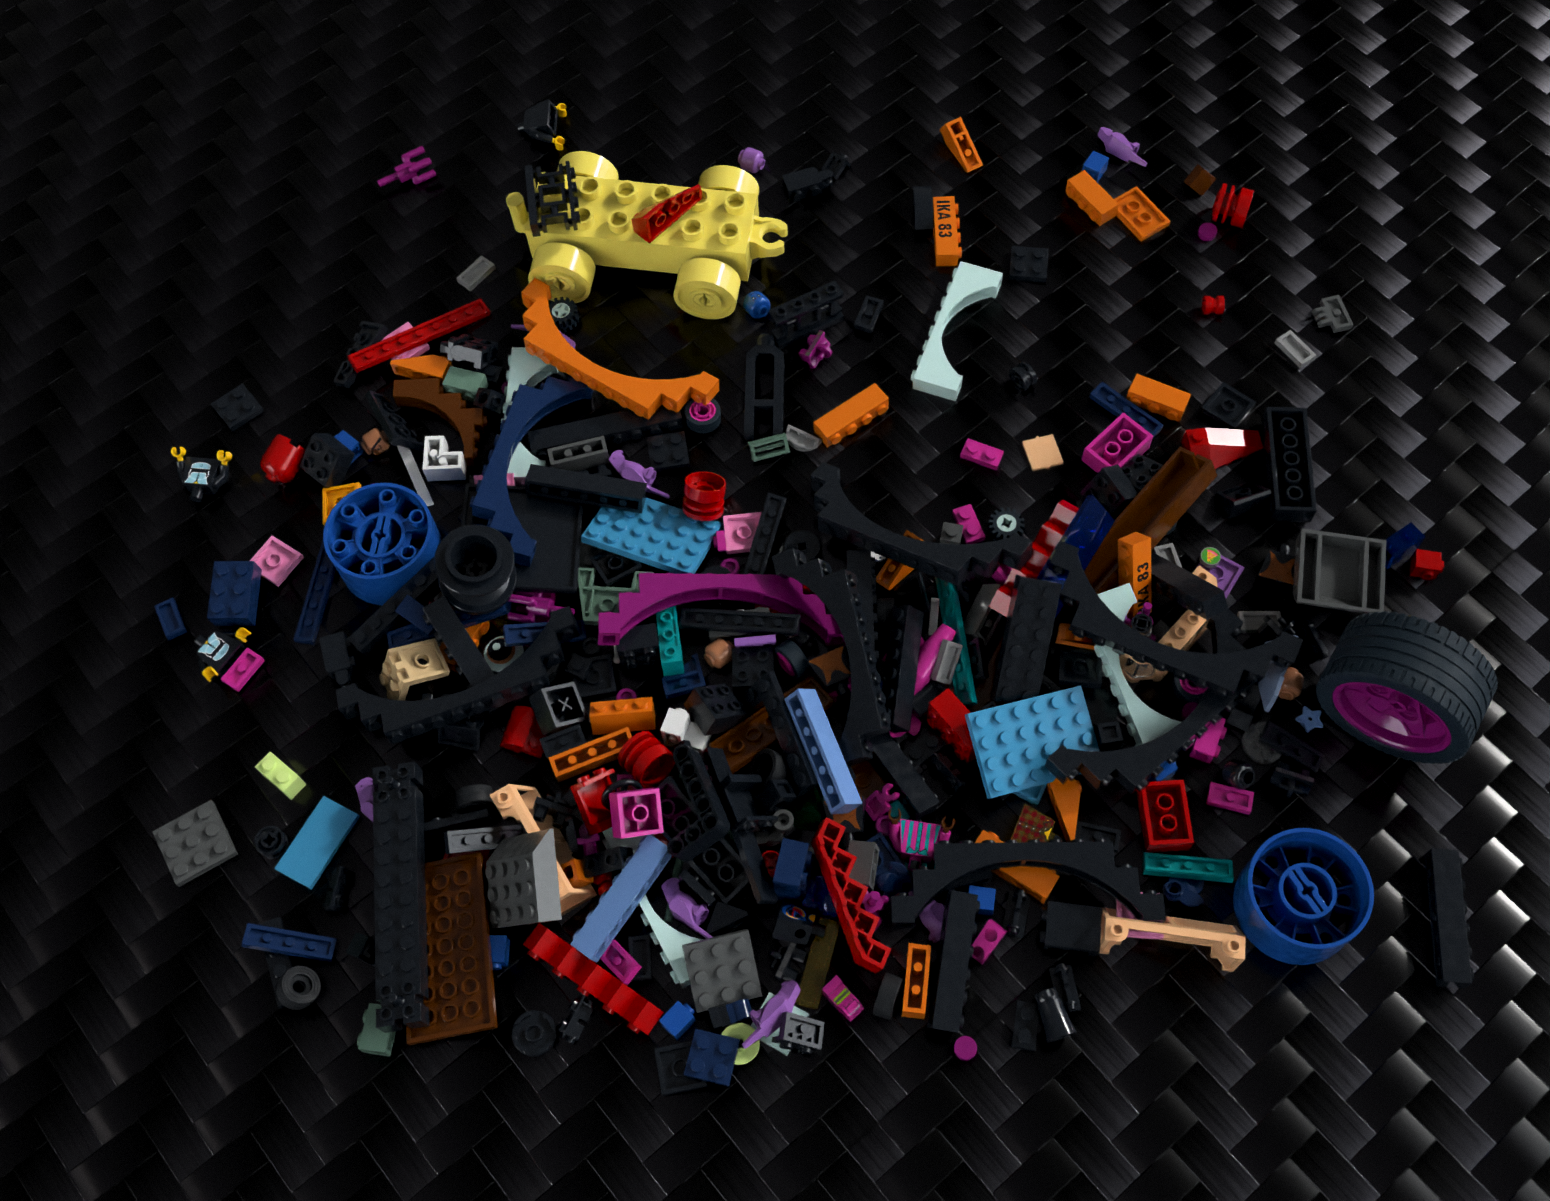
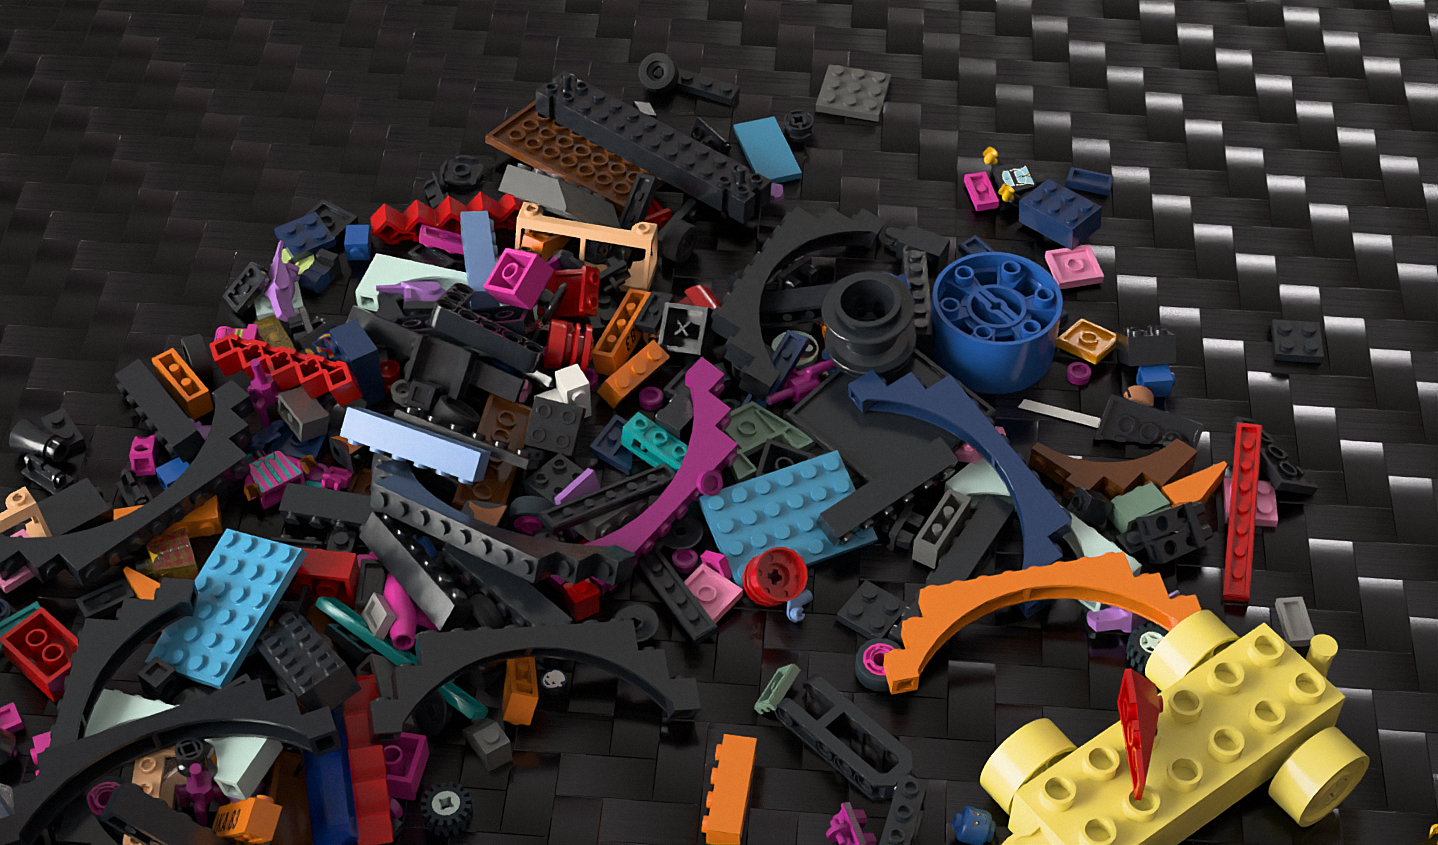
camera: 130 degrees right, 15 degrees down
(202, 474) = (1232, 270): black torso -> none
(280, 775) = (849, 156): yellowish green brick -> none
(281, 460) = (1188, 322): red cylinder -> none
(289, 942) = (699, 86): dark blue plate -> none
(403, 669) = (841, 256): tan bracket -> none
(440, 463) = (1056, 425): white brick -> none
(537, 199) = (1283, 634): black fence -> none
(635, 472) = (871, 557): medium lavender animal -> none
(680, 568) = (709, 482): none -> magenta tile
(718, 653) = (608, 473): nougat head -> none
(721, 970) = (351, 280): dark grey plate -> none
(801, 440) = (762, 728): light grey tile -> none
(965, 1048) = (104, 383): magenta tile -> none
(972, 529) = (491, 784): dark pink plate -> none

